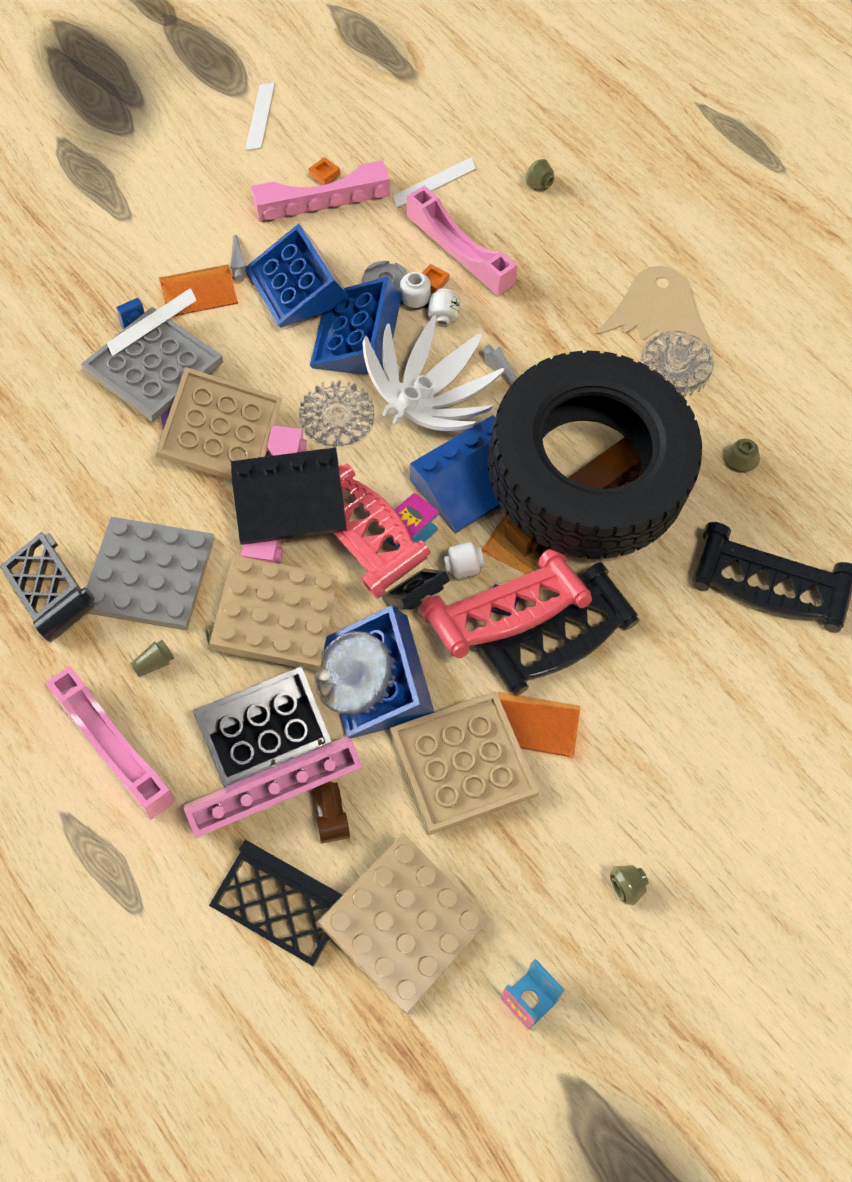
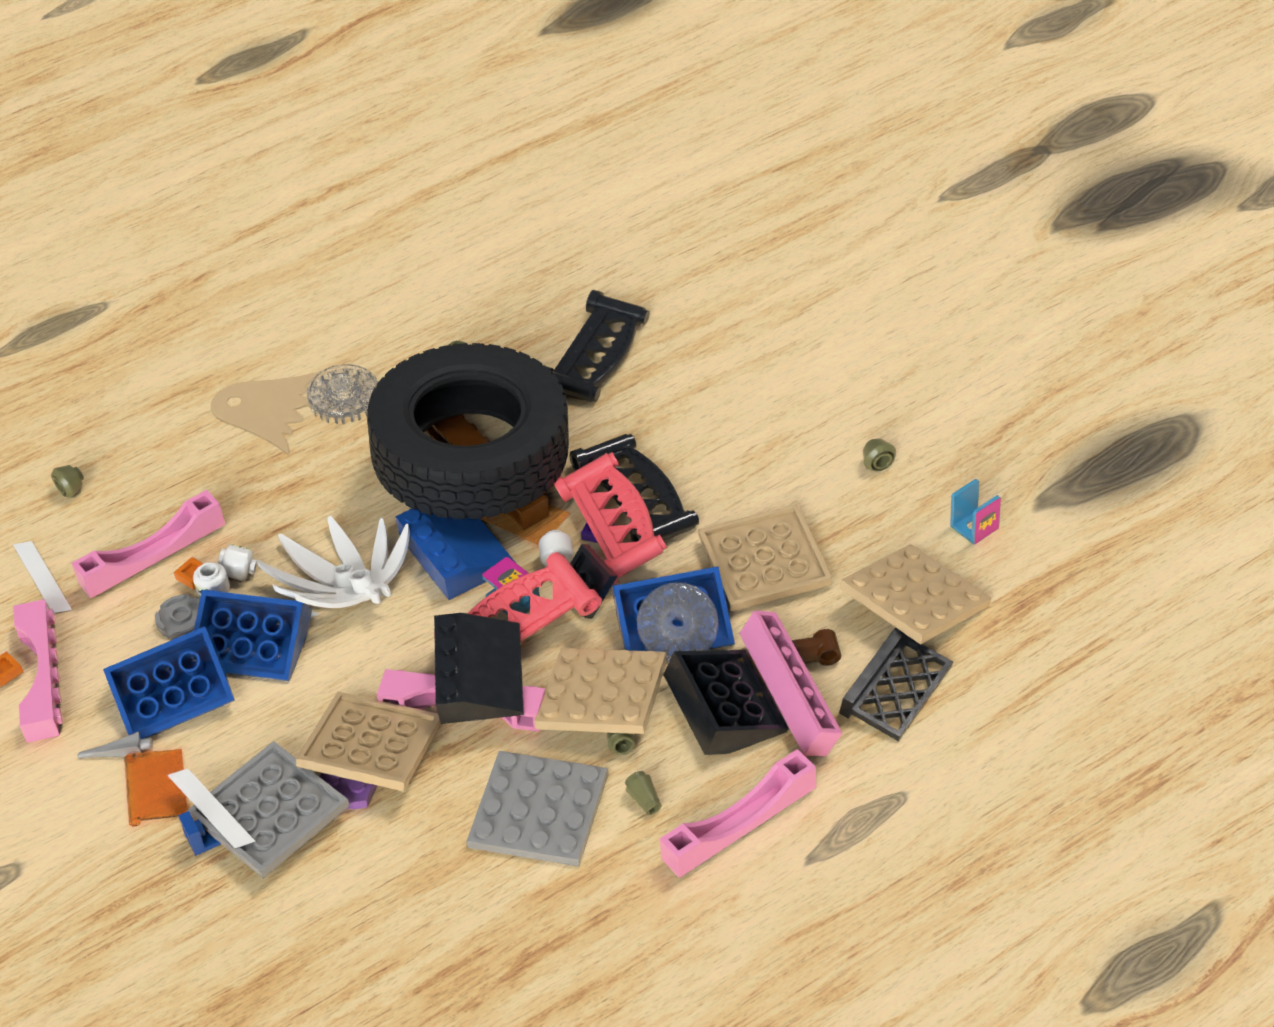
camera: 80 degrees left, 15 degrees down
(62, 608) = (584, 863): black piece -> none
(336, 415) = (368, 645): clear wheel -> none
(497, 360) = (318, 523): light grey piece -> none
(542, 723) = (726, 504): clear orange piece -> none

